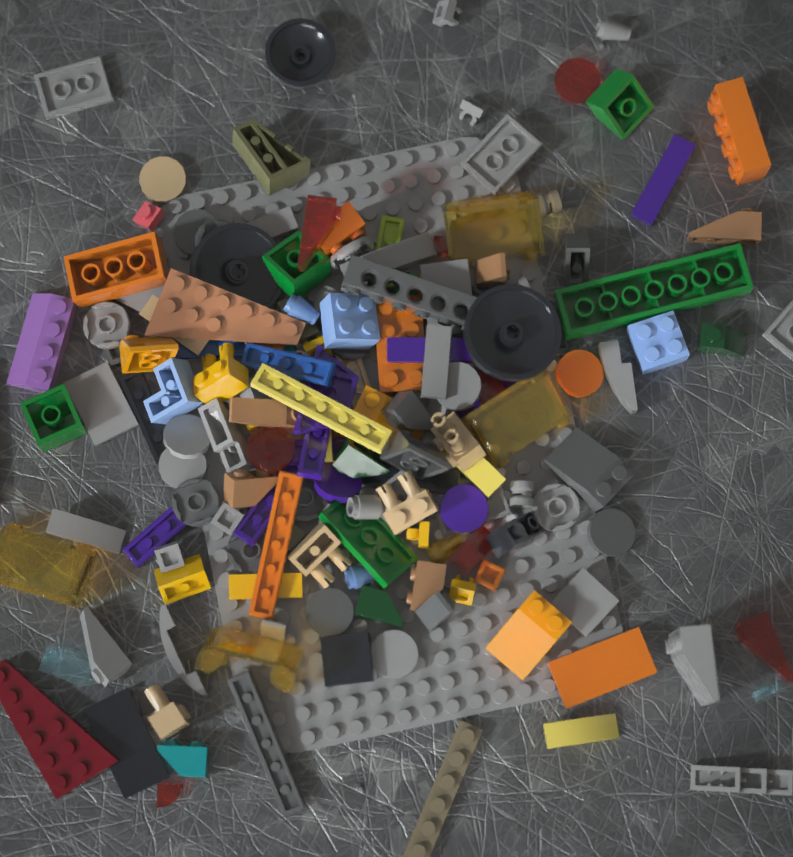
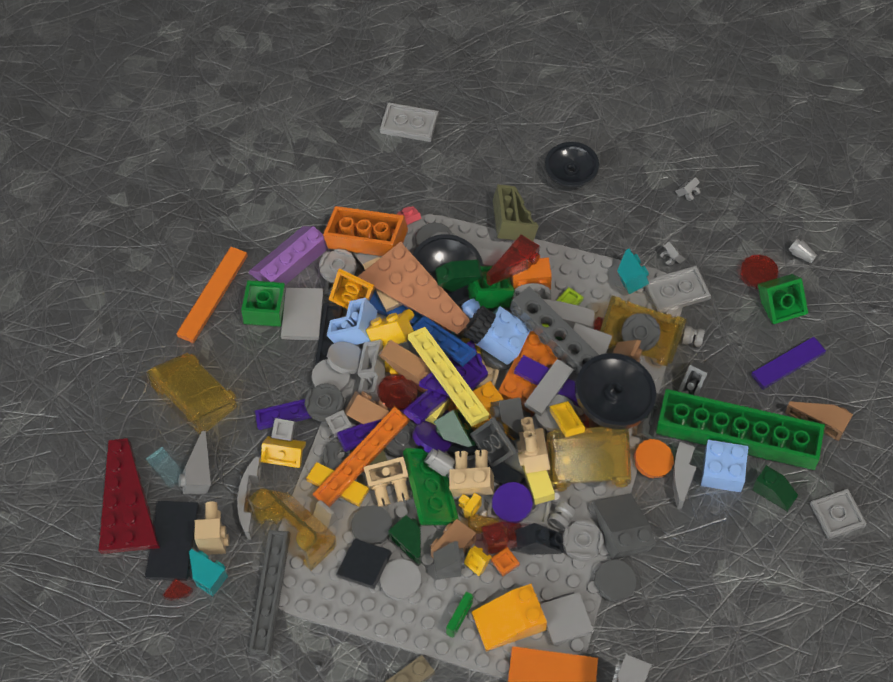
camera: 30 degrees right, 20 degrees down
(85, 531) = (236, 381): light grey slope -> none
(162, 179) = (432, 199): tan tile -> none
(260, 274) = (458, 274): none -> dark green slope
(320, 327) = (479, 324): none -> black tyre
(357, 576) = (407, 508): medium blue cone -> none
(442, 163) = (631, 273): none -> teal slope
(477, 392) = (567, 419): none -> yellow tile
(477, 659) = (459, 614): none -> green tile
(492, 232) = (642, 328): none -> dark grey tile
(739, 131) = (863, 353): orange brick -> none

